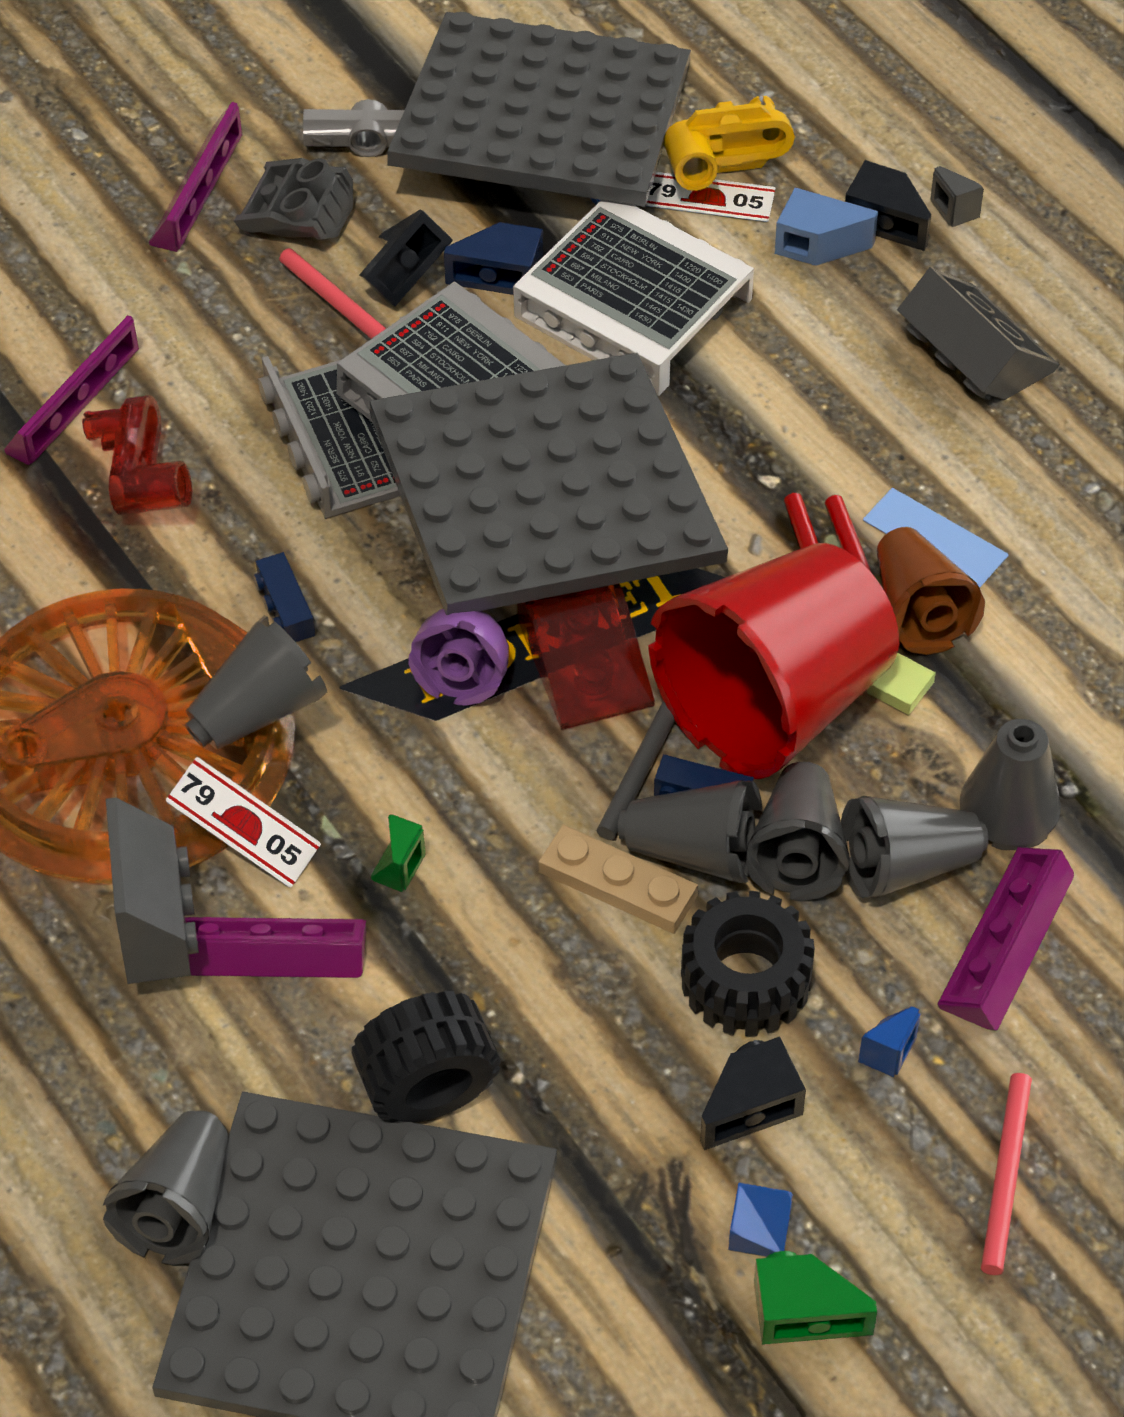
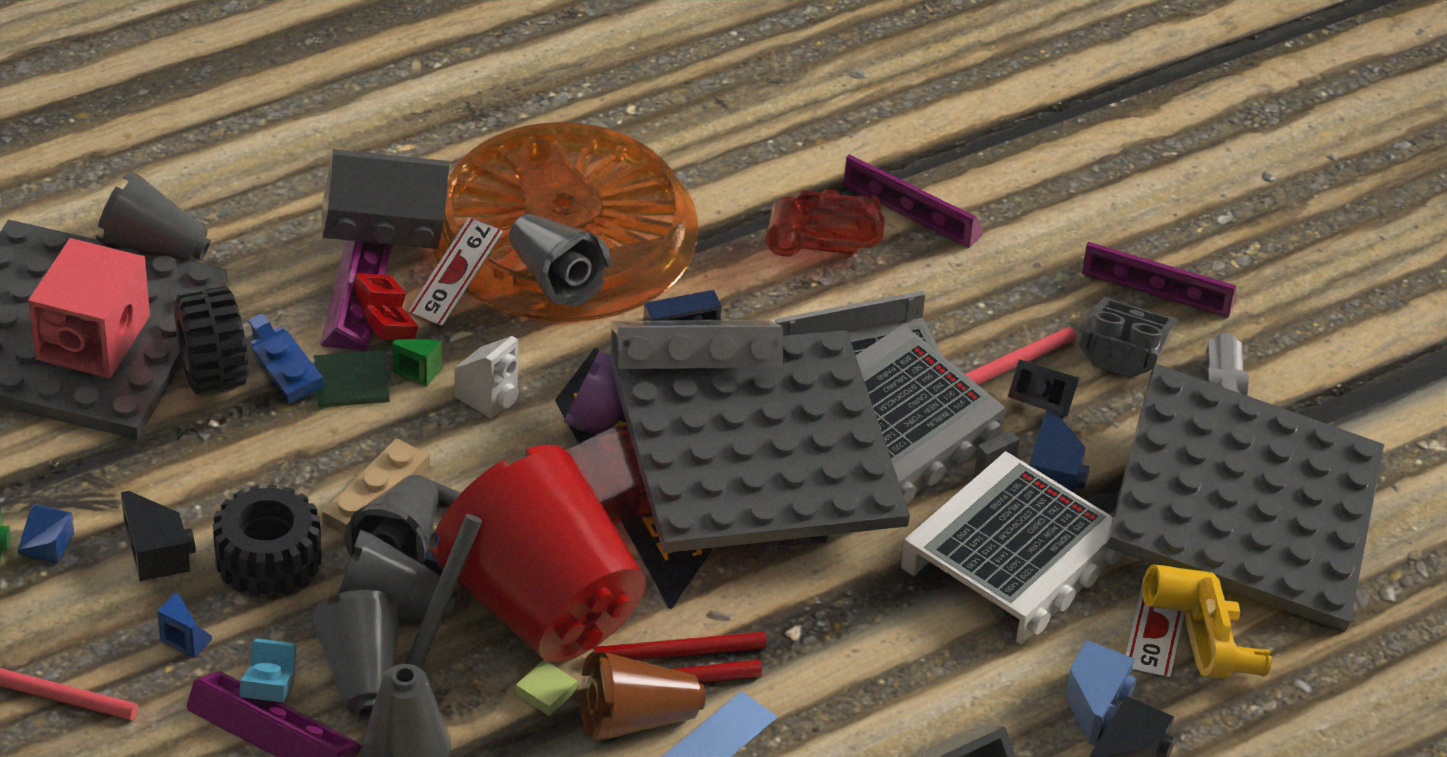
camera: 90 degrees right, 10 degrees down
(290, 907) = (382, 306): none -> red slope
(395, 536) = (697, 344): none -> light grey panel
(395, 1196) = (89, 308): none -> coral brick
(424, 932) = (352, 378): none -> clear green piece
(437, 762) = (489, 377): none -> white slope
(437, 974) = (283, 360): none -> blue hinge
(501, 300) = (993, 448): none -> flat silver tile
(848, 730) = (444, 590): none -> dark grey bar
(952, 939) = (270, 671): none -> medium azure bracket

